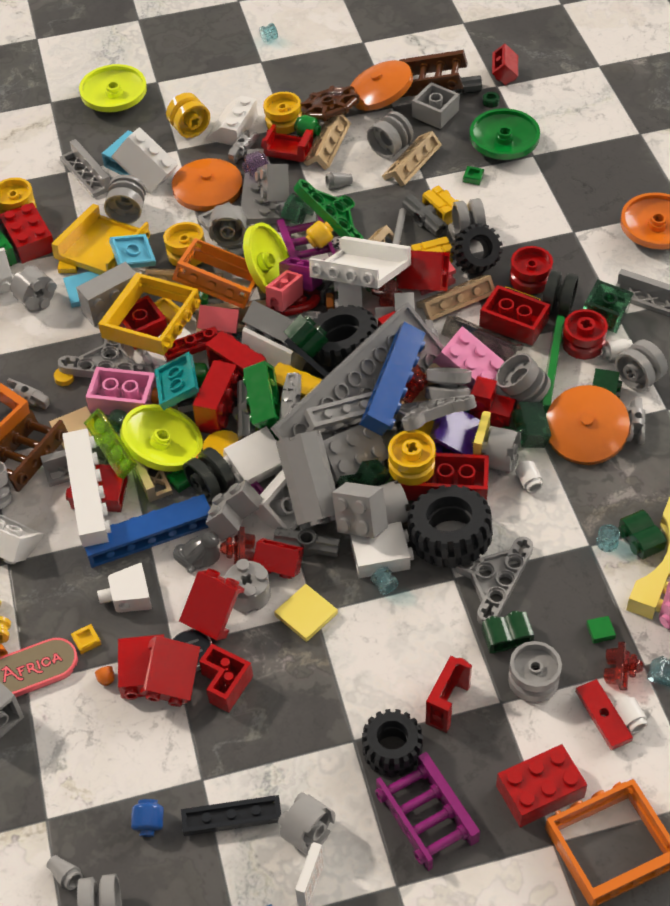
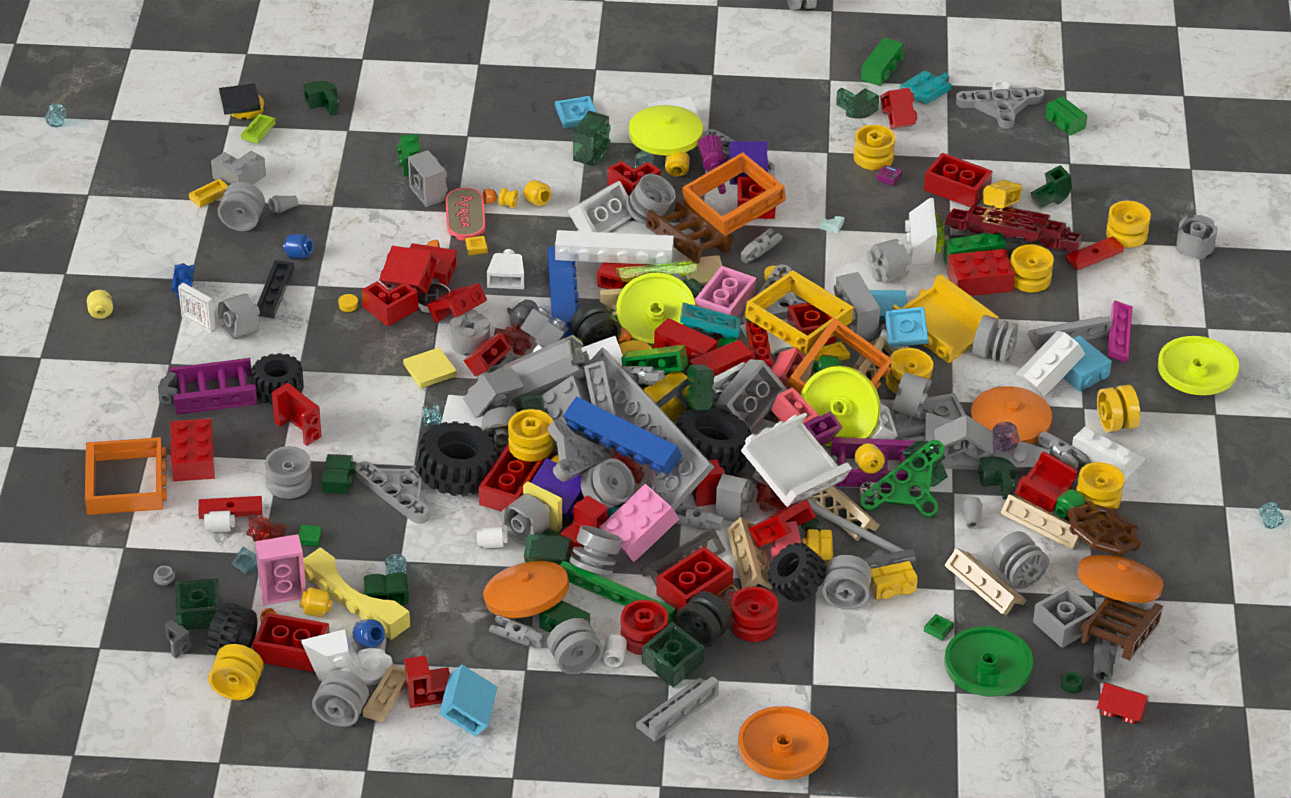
camera: 105 degrees right, 10 degrees down
(62, 144) = (1120, 331): none -> dark pink tile
(226, 730) = (348, 303): none -> yellow tile
(296, 168) = (998, 472): none -> clear green brick
(453, 859) = (167, 388): none -> dark grey bracket

